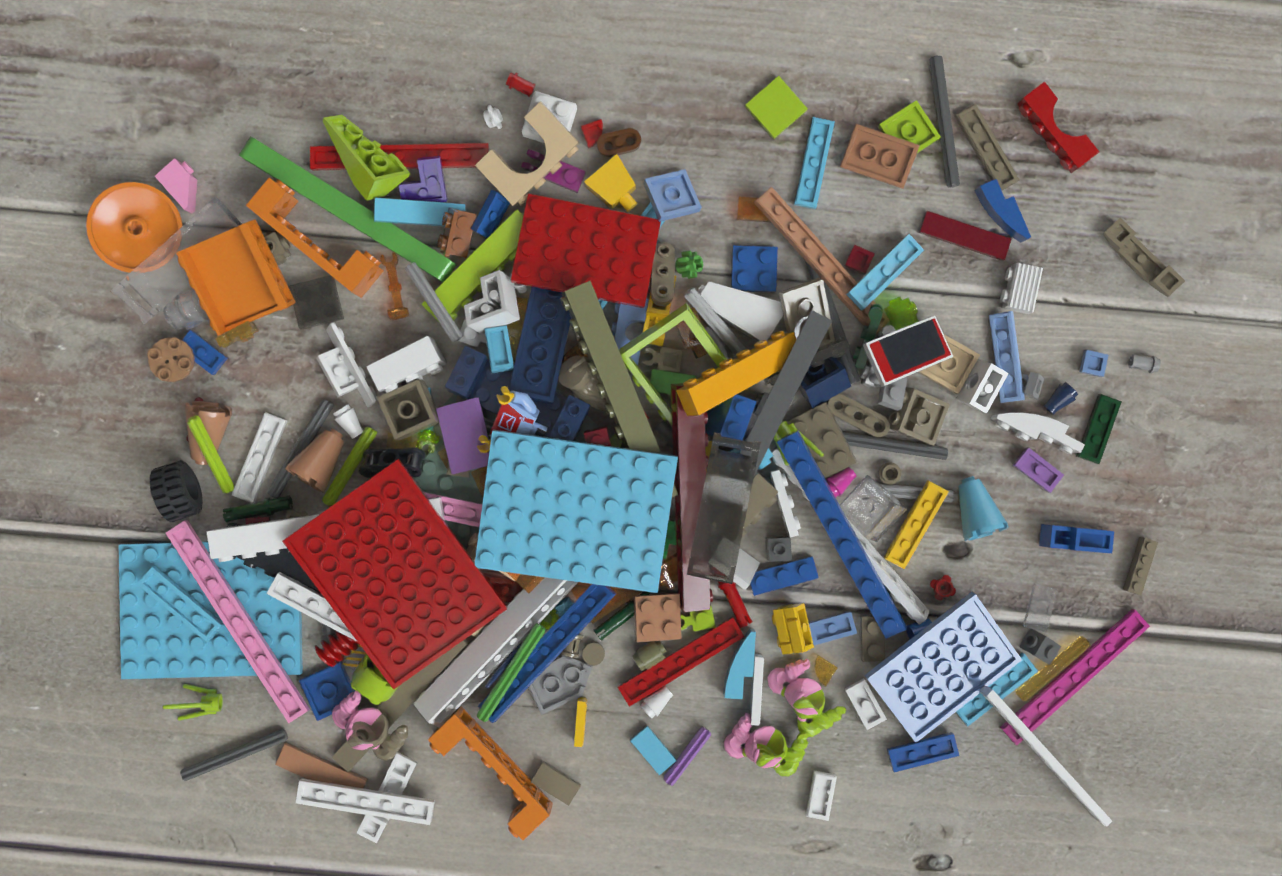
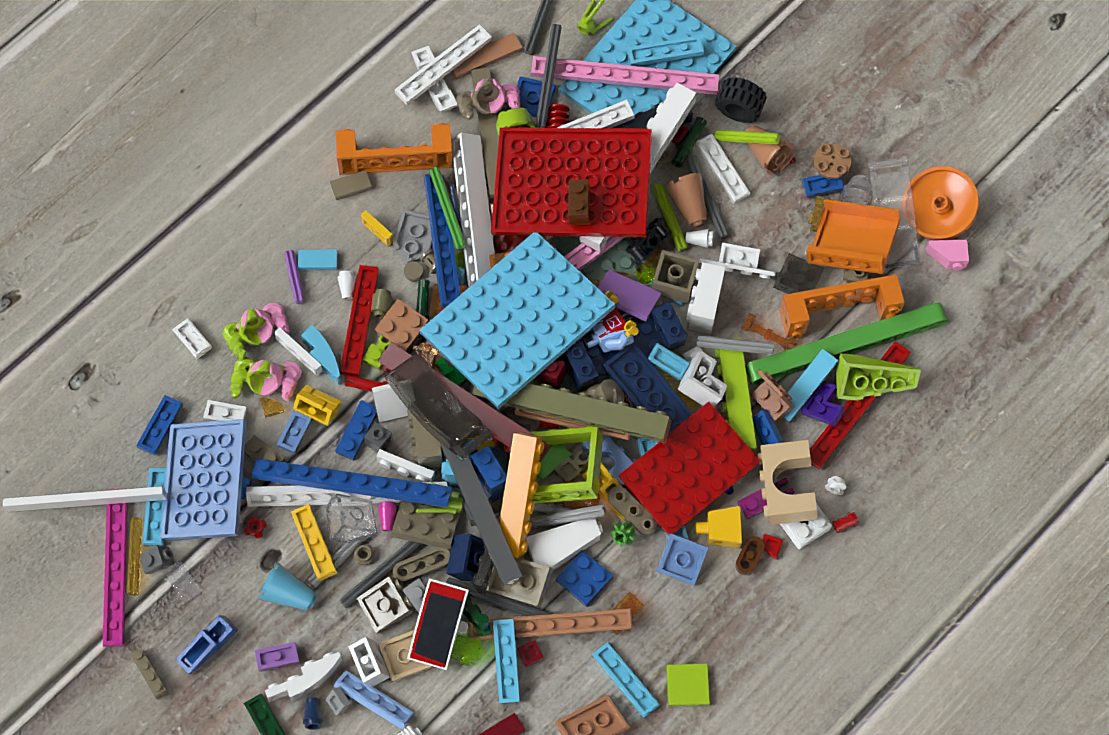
camera: 125 degrees right, 20 degrees down
(299, 690) = (548, 76): none -> dark grey axle
(415, 546) = (579, 202): none -> reddish brown brick

